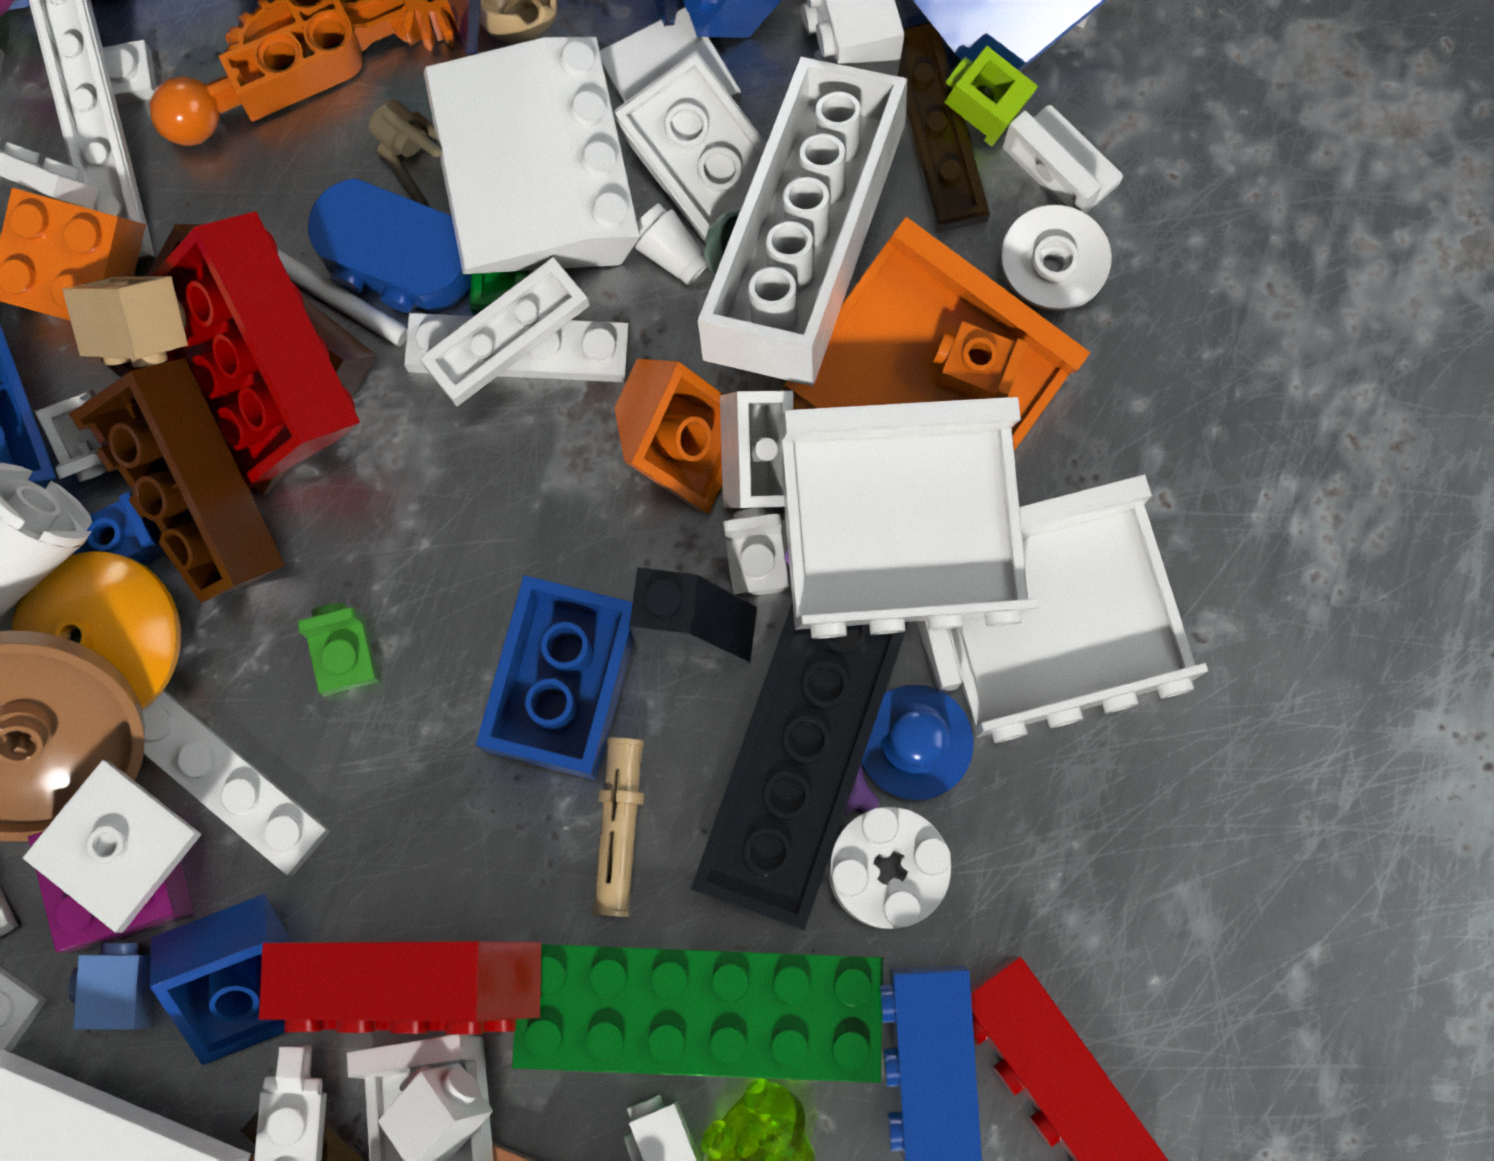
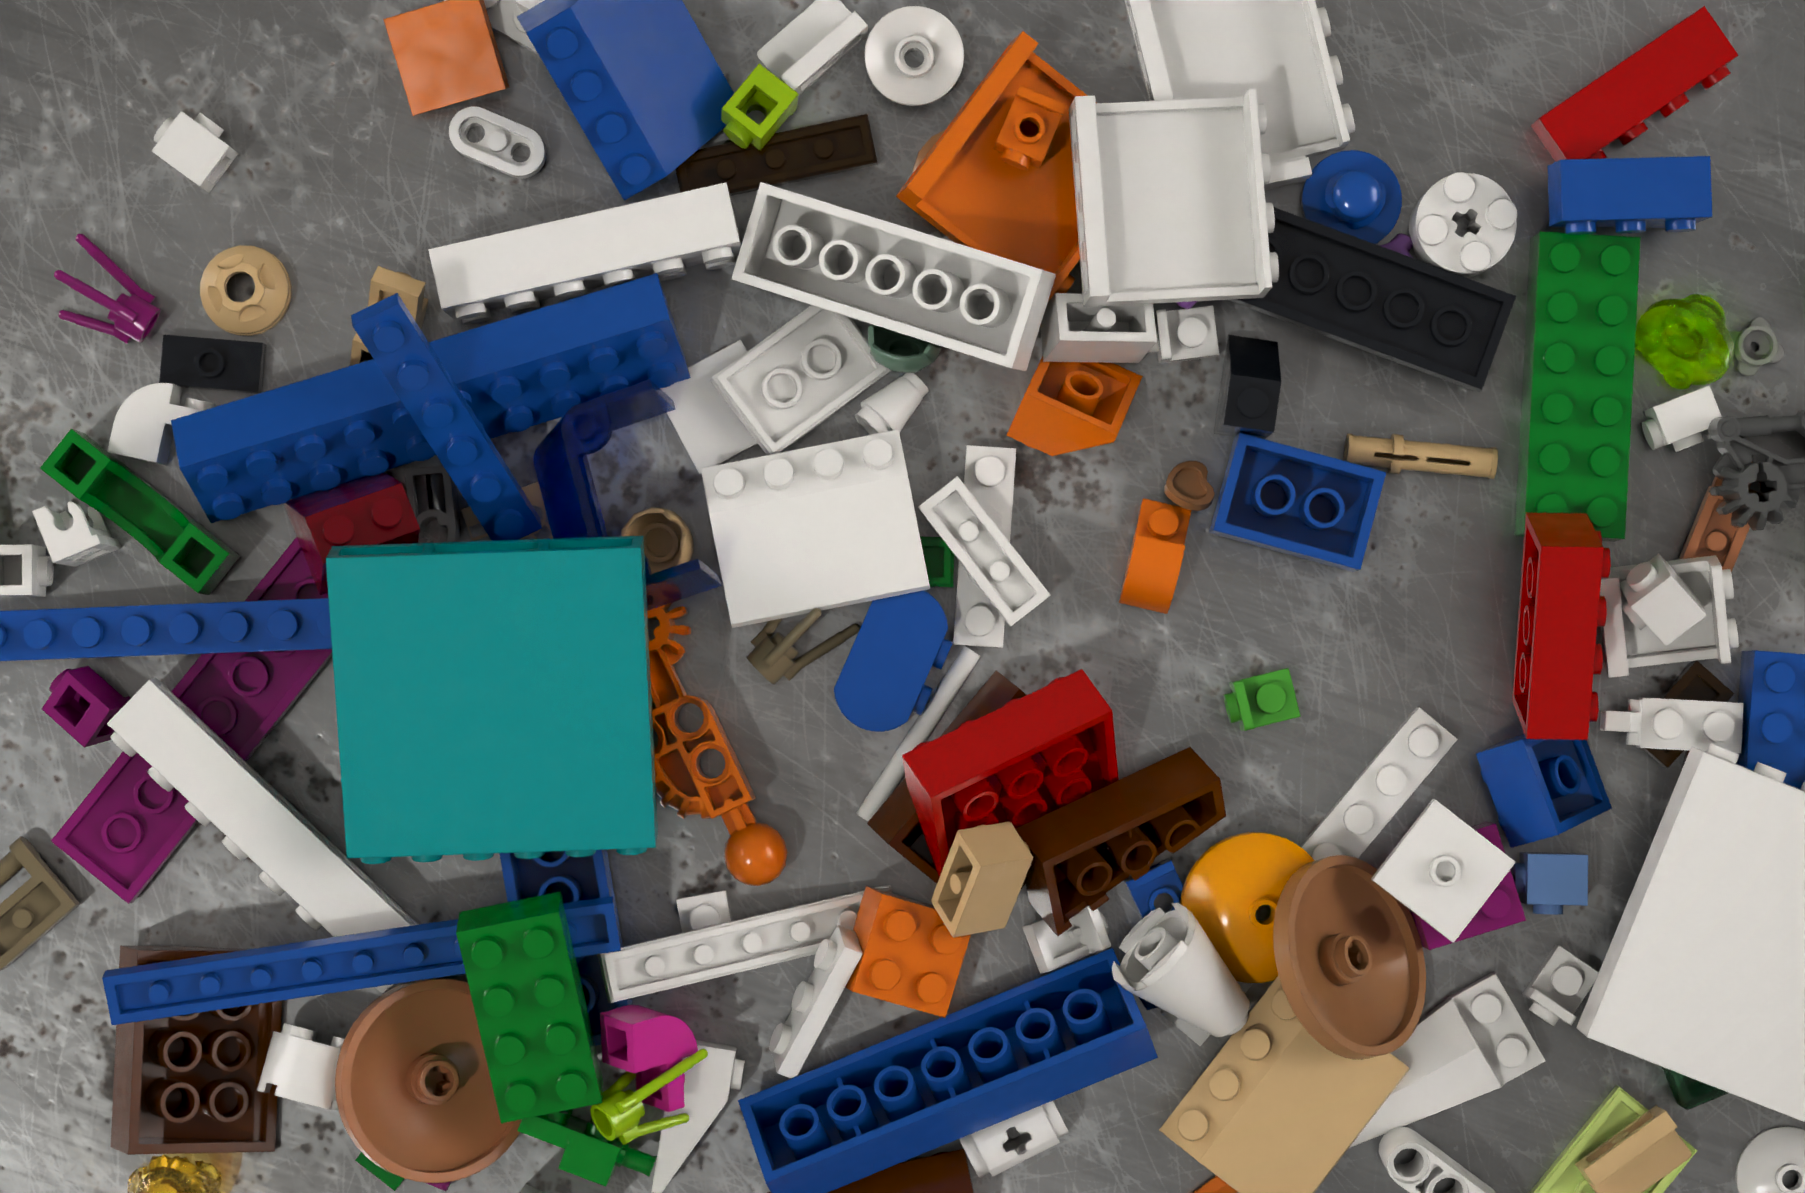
camera: 85 degrees left, 10 degrees up
(503, 524) = (1155, 556): none -> orange brick
(583, 562) = (1189, 486): none -> medium nougat piece

